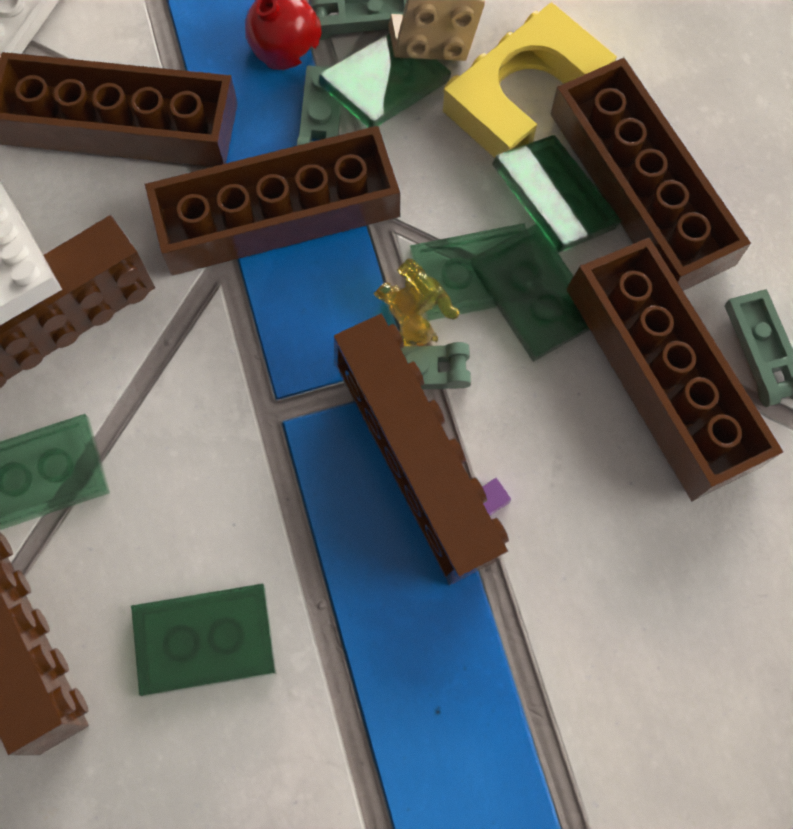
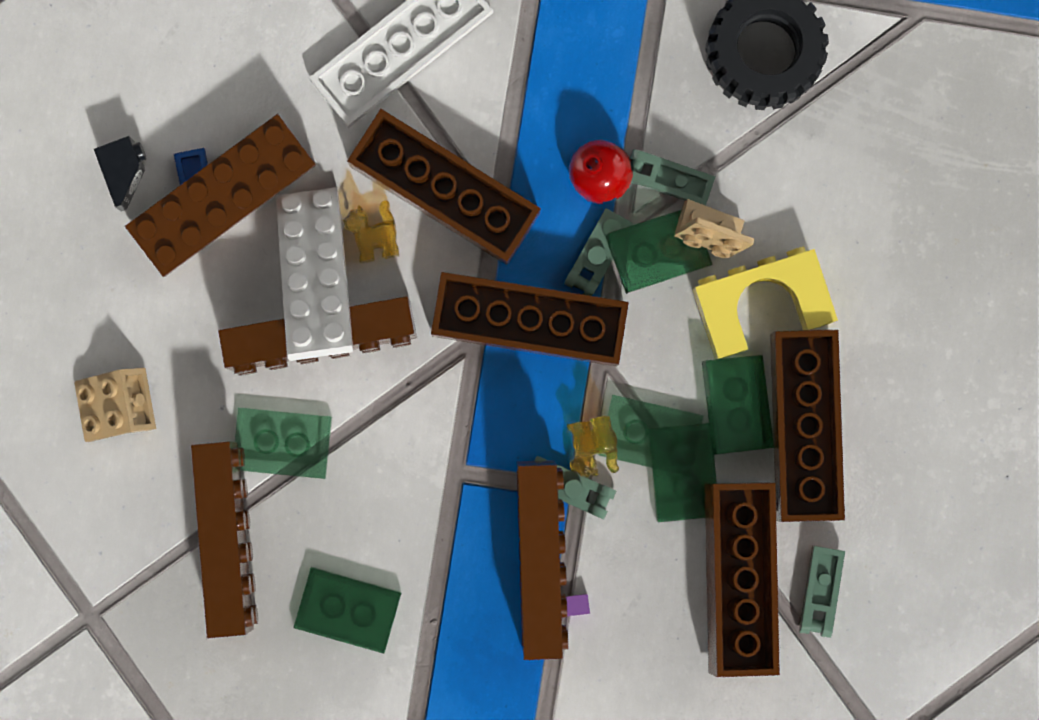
camera: 20 degrees right, 15 degrees up
(54, 198) = (368, 238): none -> clear yellow animal

